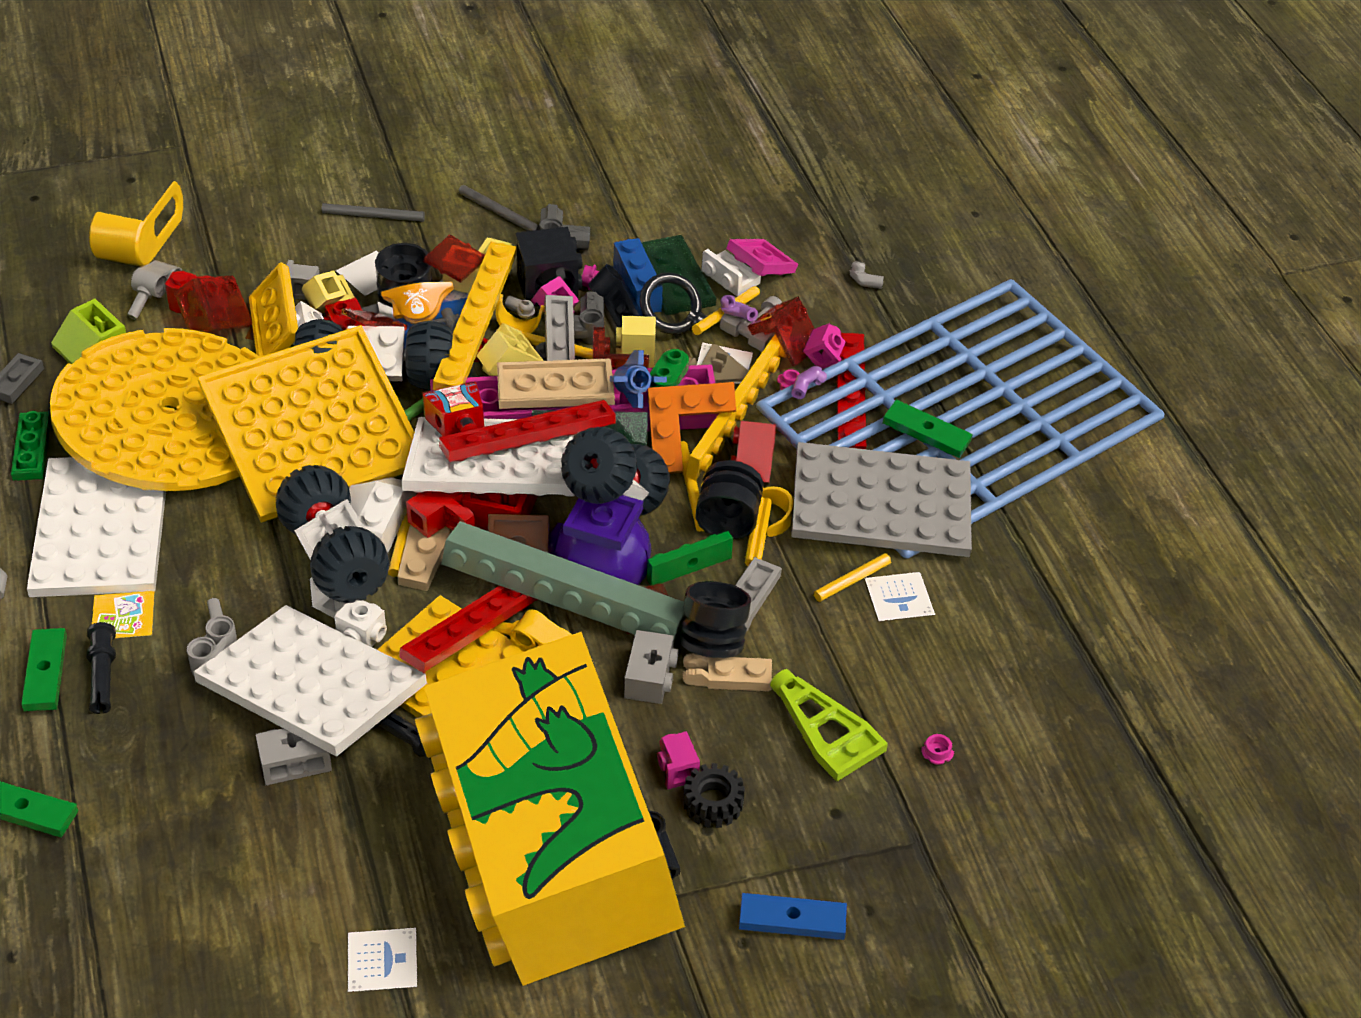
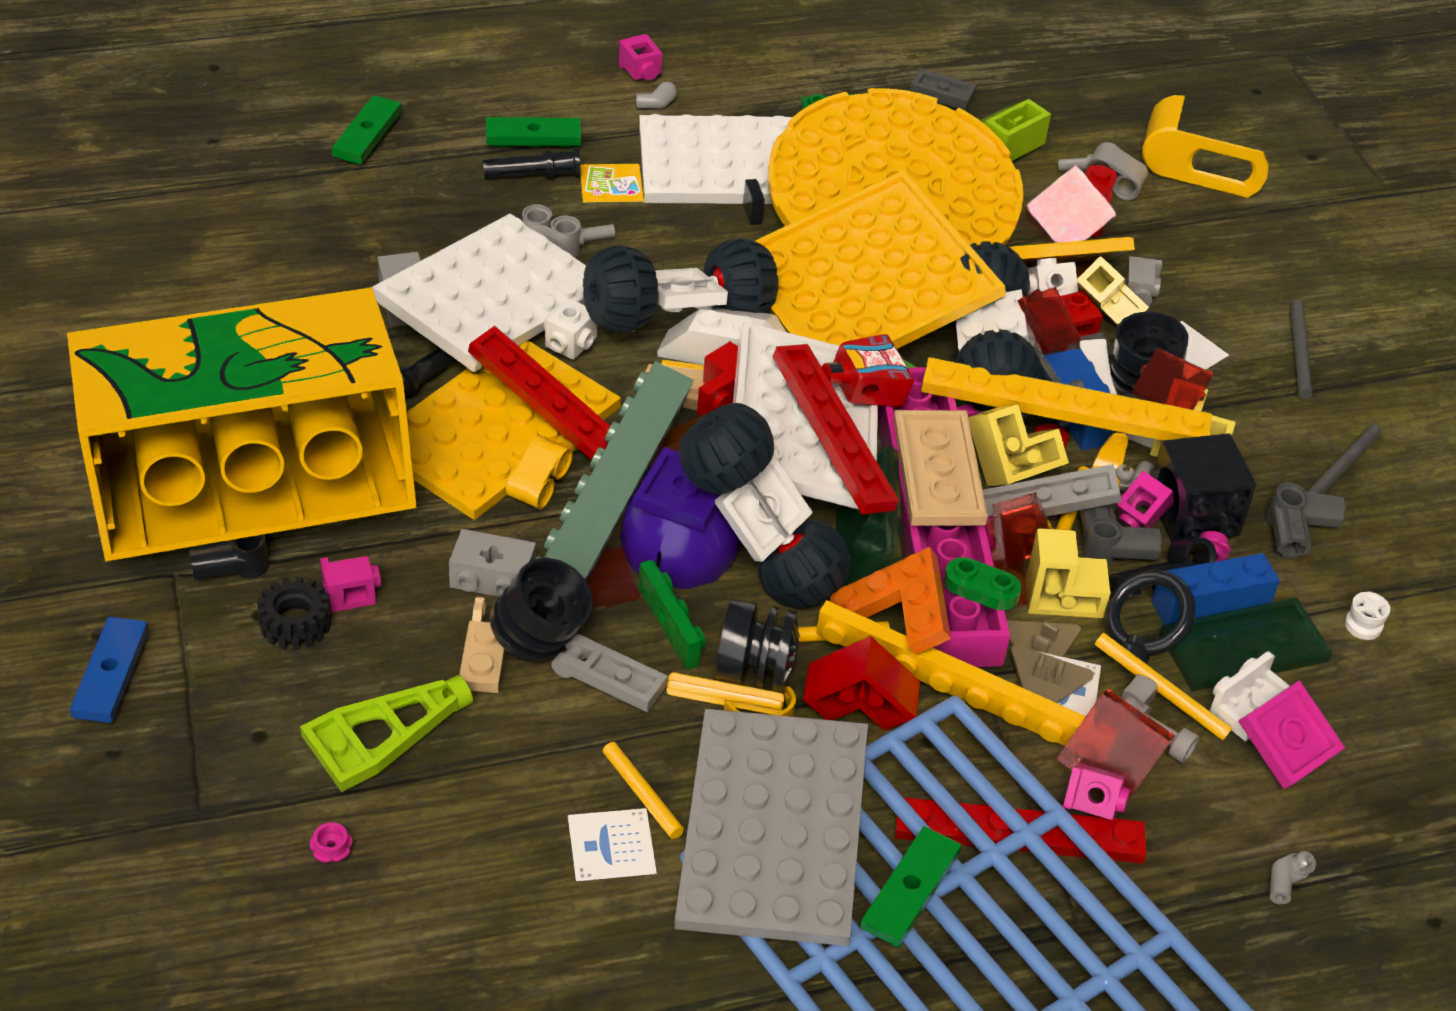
camera: 90 degrees right, 0 degrees up
(177, 506) = (753, 201): none -> black tile
(417, 301) = (1080, 353): light orange hat -> none
(634, 378) = (939, 529): blue brick -> none
(647, 214) = (1367, 615): none -> white wheel
(737, 309) = (1149, 682): medium lavender arm -> none
(787, 378) = (1037, 757): dark pink plate -> none
(803, 380) = (995, 741): medium lavender arm -> none

